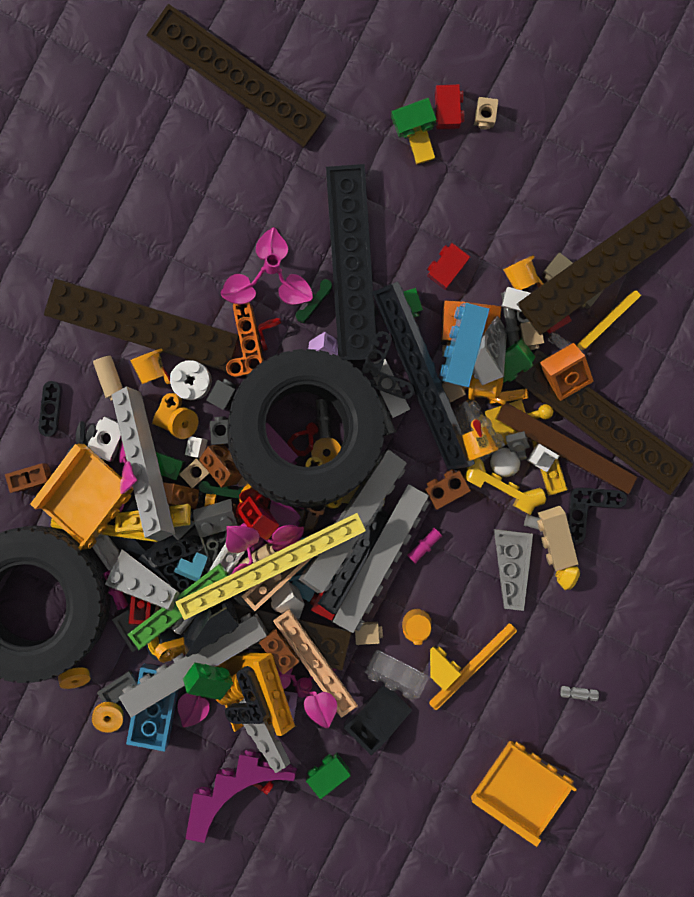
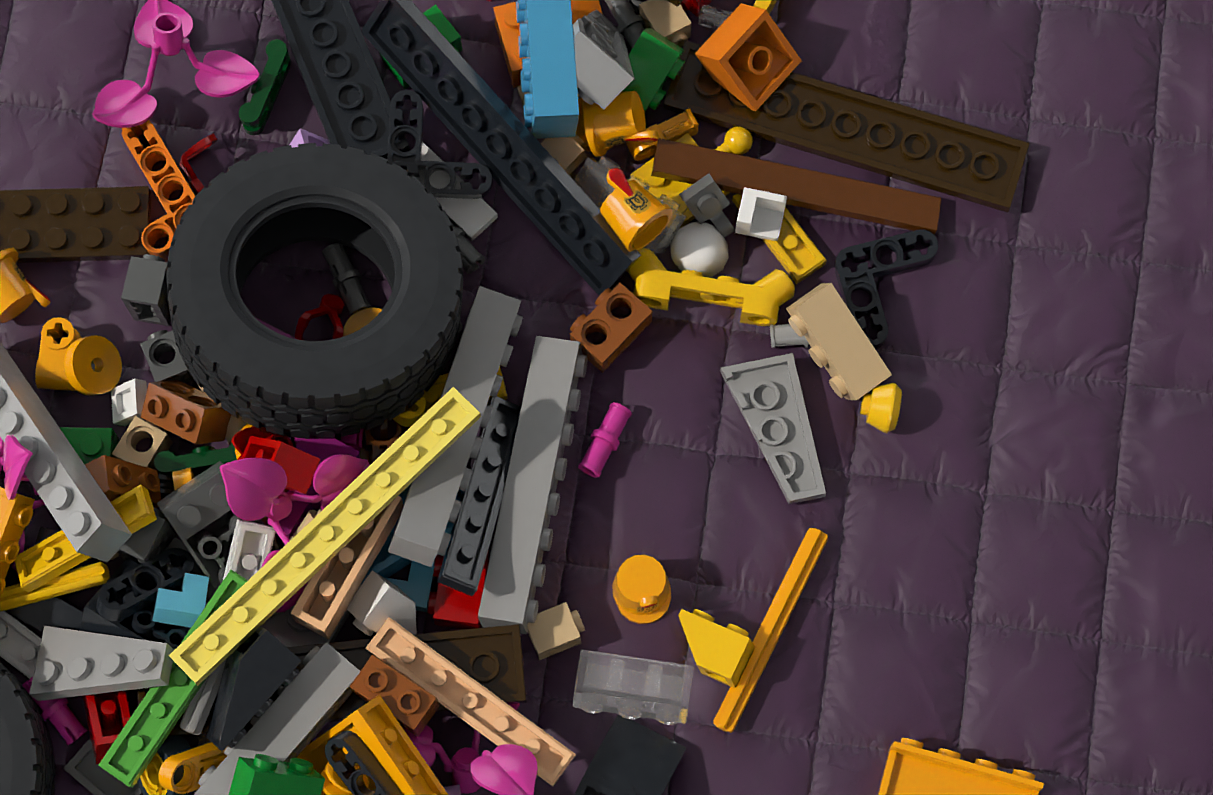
camera: 15 degrees left, 15 degrees down
(181, 375) = (83, 268): white brick -> none
(579, 693) = (985, 612): light grey axle -> none

